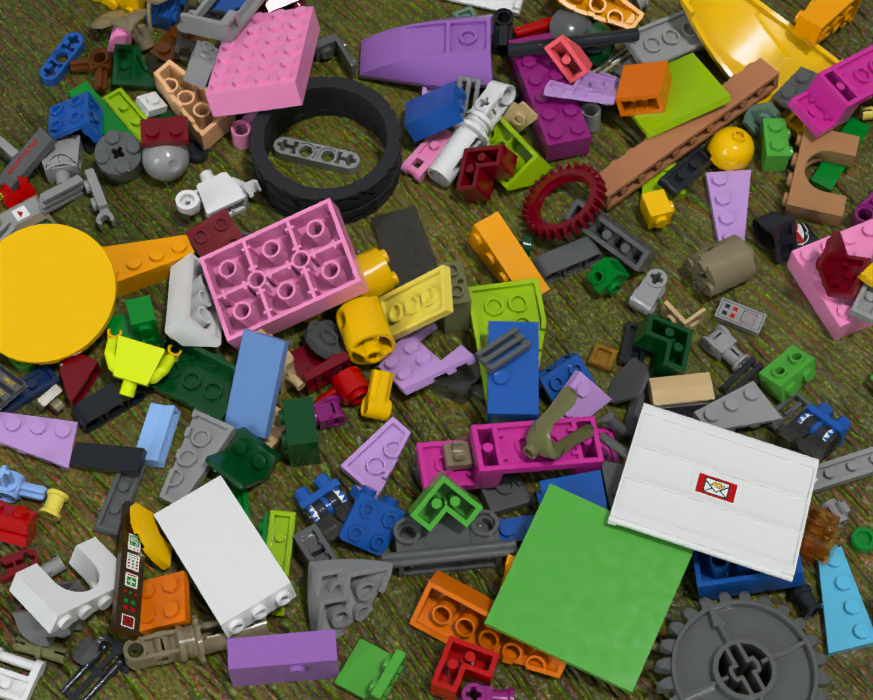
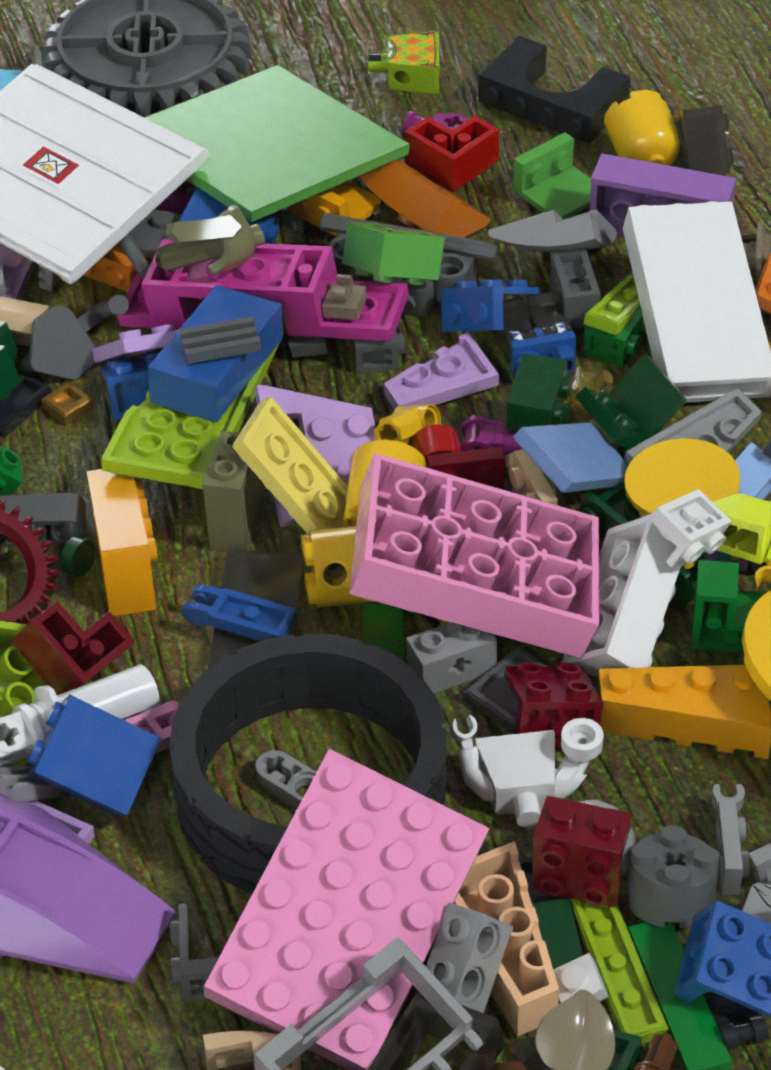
camera: 155 degrees left, 15 degrees down
(163, 322) = (692, 526): none -> white bracket
(189, 406) = (678, 468): none -> yellow tile
(282, 478) = (585, 377): none -> clear yellow piece
(411, 231) = (238, 613): none -> blue hinge

